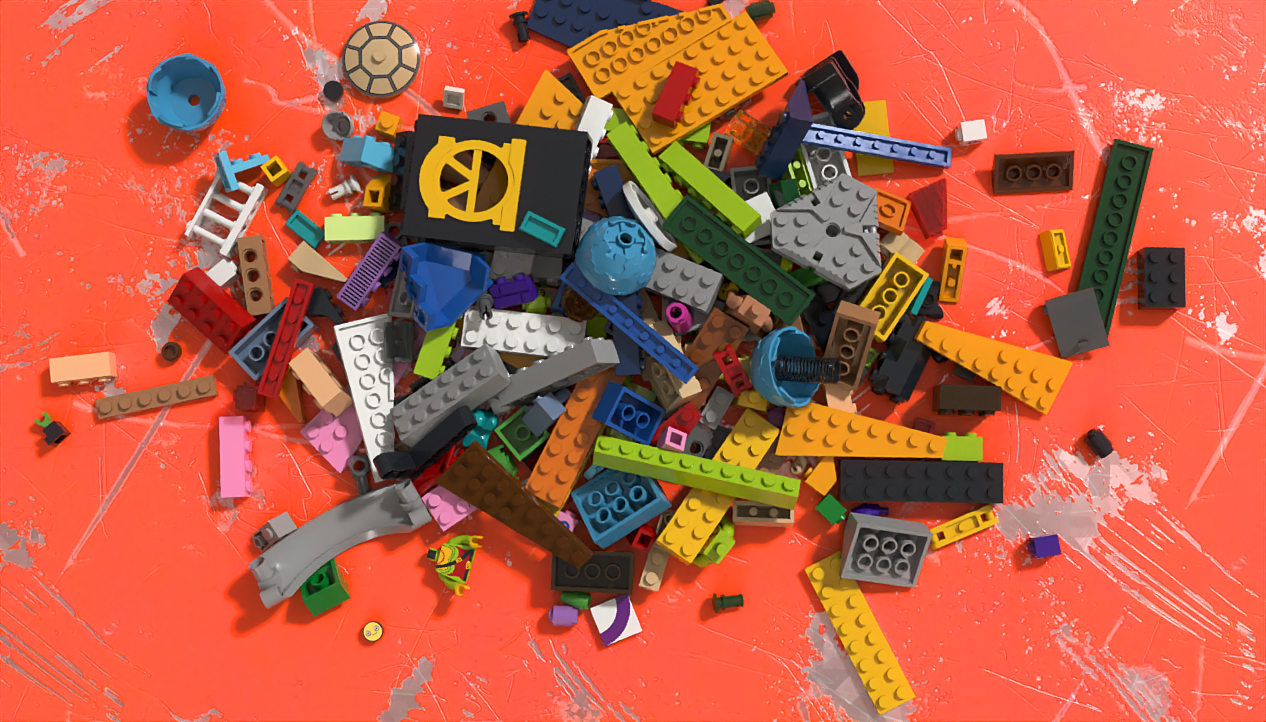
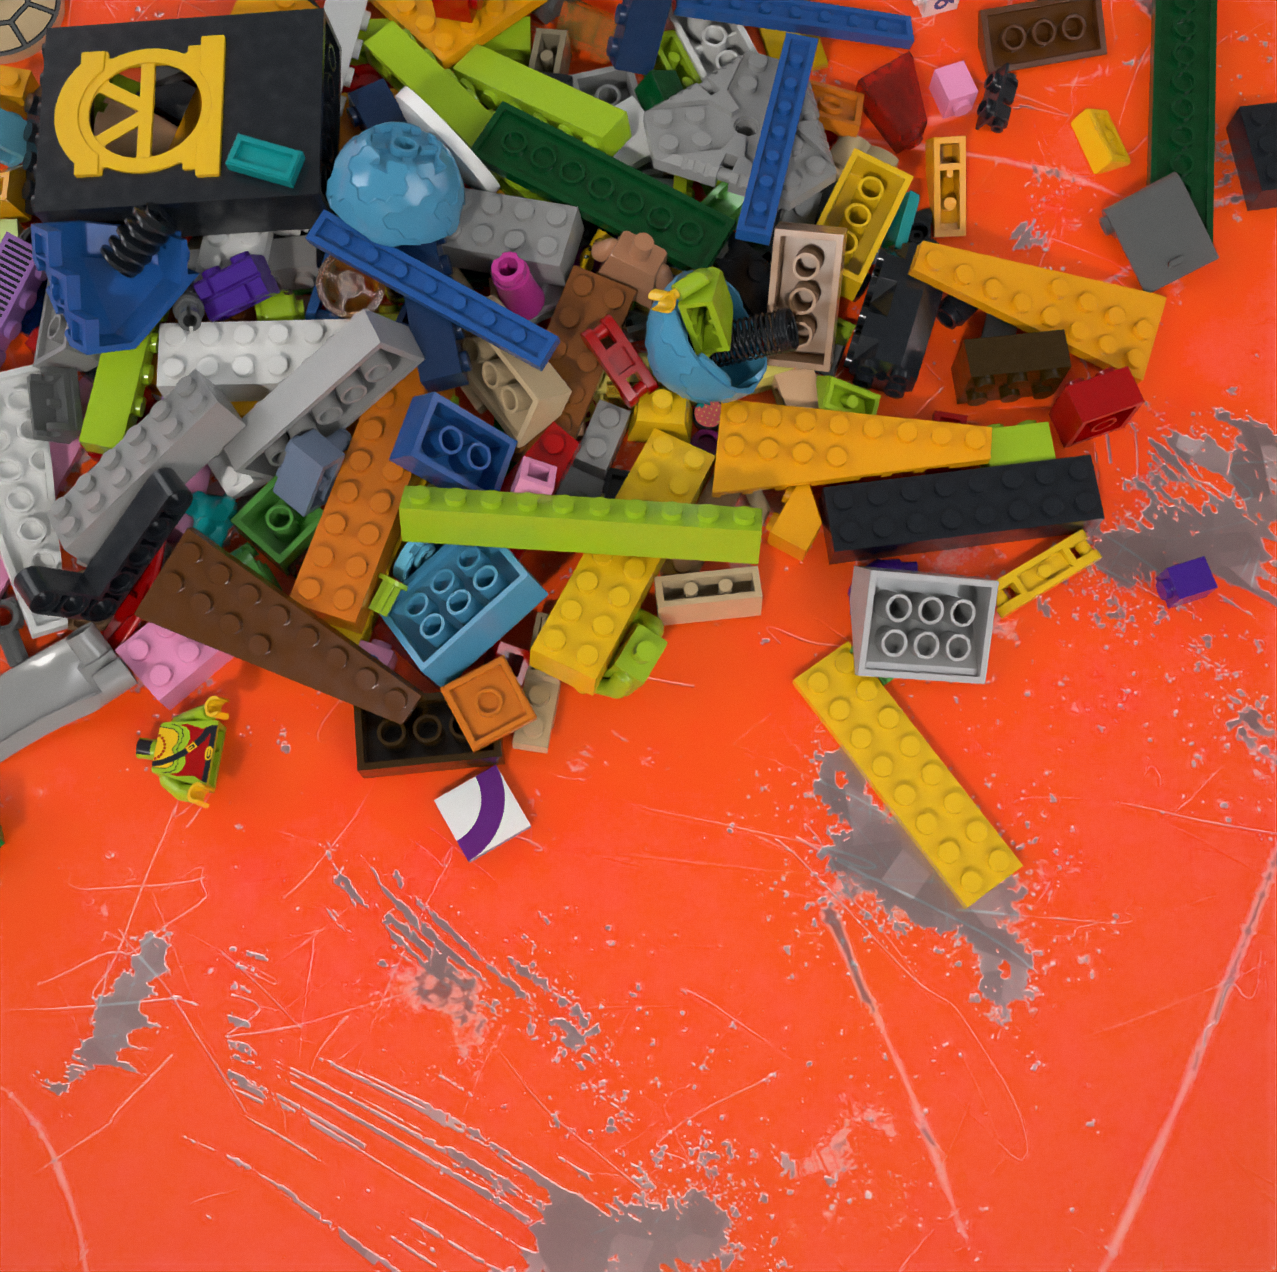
camera: 15 degrees left, 10 degrees down
(373, 631) = (53, 899): light yellow tile -> none
(462, 262) = (138, 239): none -> black piece
(563, 616) = (389, 819): medium lavender brick -> none
(577, 599) = (410, 788): bright green cone -> none
(579, 489) = (386, 595): none -> lime piece
(628, 563) = (488, 703): none -> orange tile
(726, 601) = (666, 754): dark green pin -> none
(786, 357) = (704, 308): none -> lime torso
(830, 509) = (820, 574): green brick -> none
(849, 247) = (776, 140): none -> blue plate
(865, 404) = (845, 397): none -> lime slope
(969, 204) = (953, 89): none -> bright pink brick
(998, 206) = (999, 88): none -> black hinge
(1014, 431) = (1095, 406): none -> red brick
(1098, 443) = (1235, 410): black brick -> none

